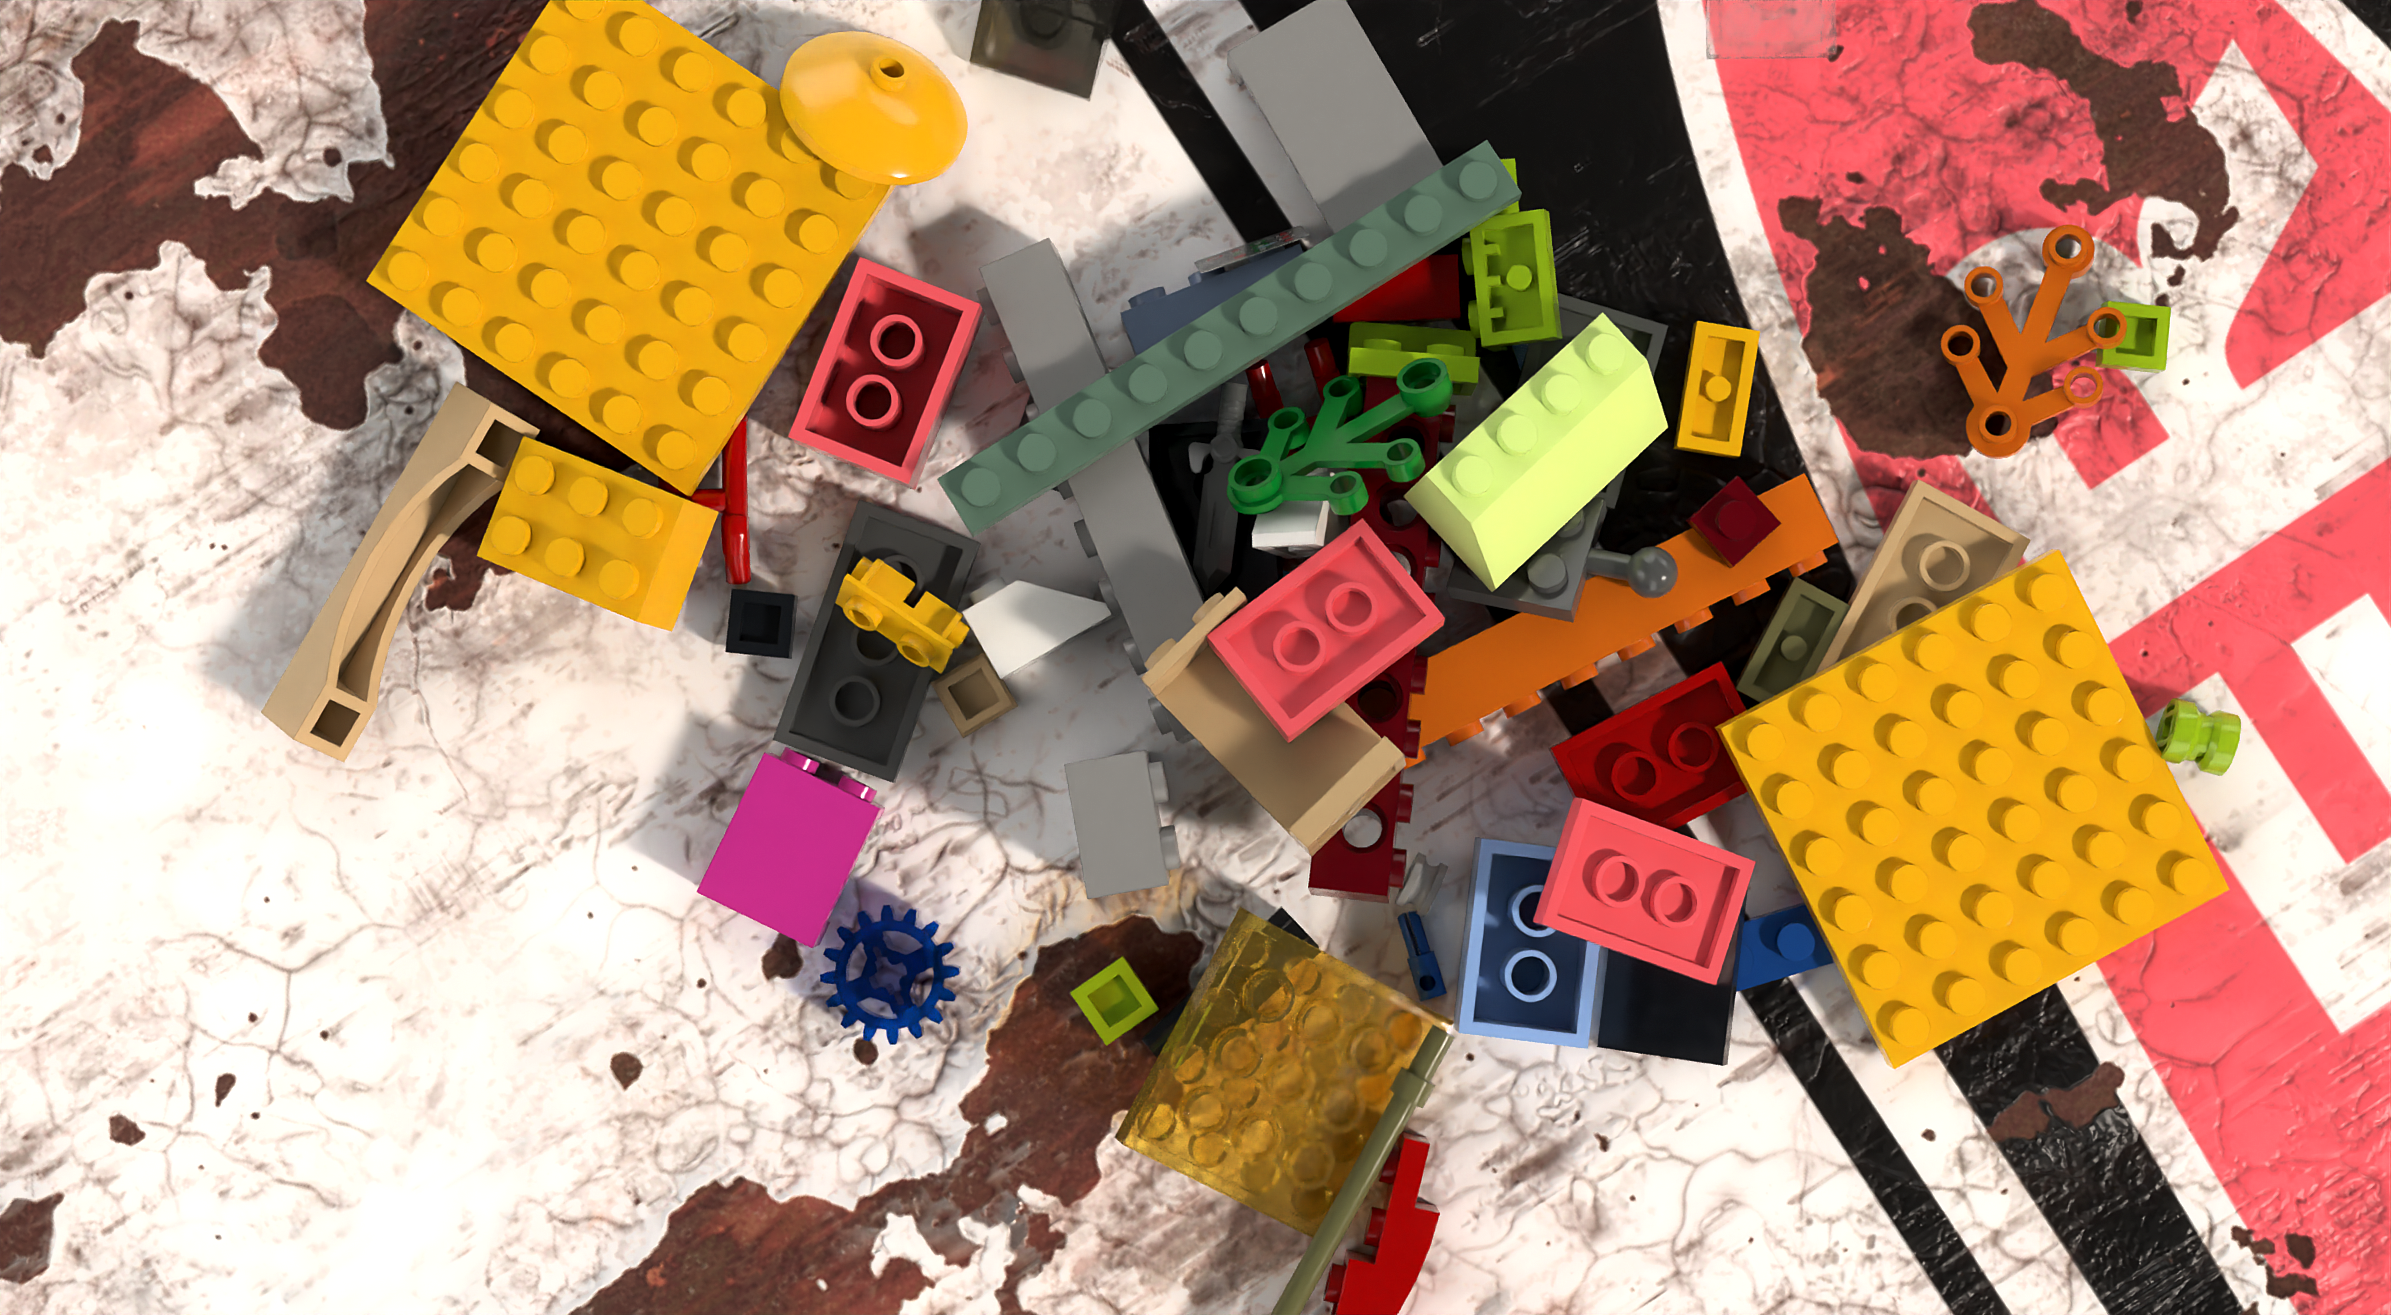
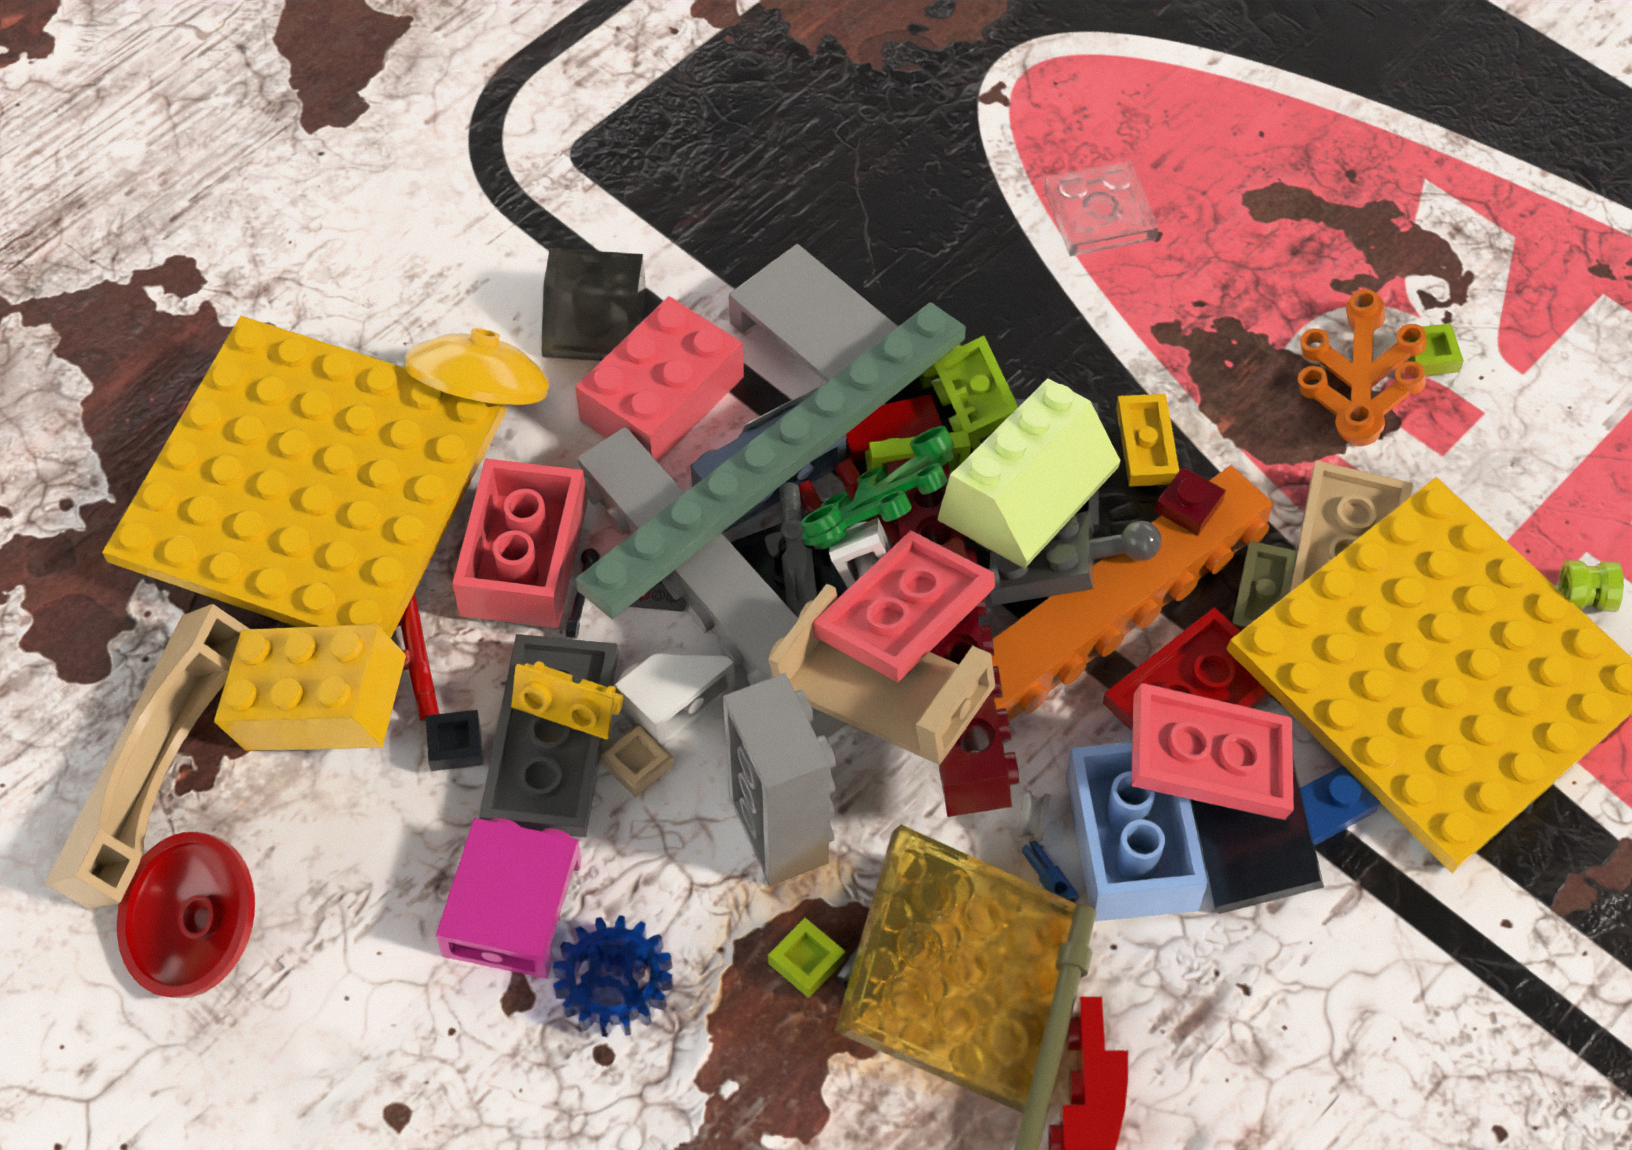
camera: 15 degrees left, 30 degrees down
(417, 797) = (186, 915): none -> red dish
(972, 396) = (588, 558): none -> black hinge
(1112, 158) = (661, 378): none -> coral brick

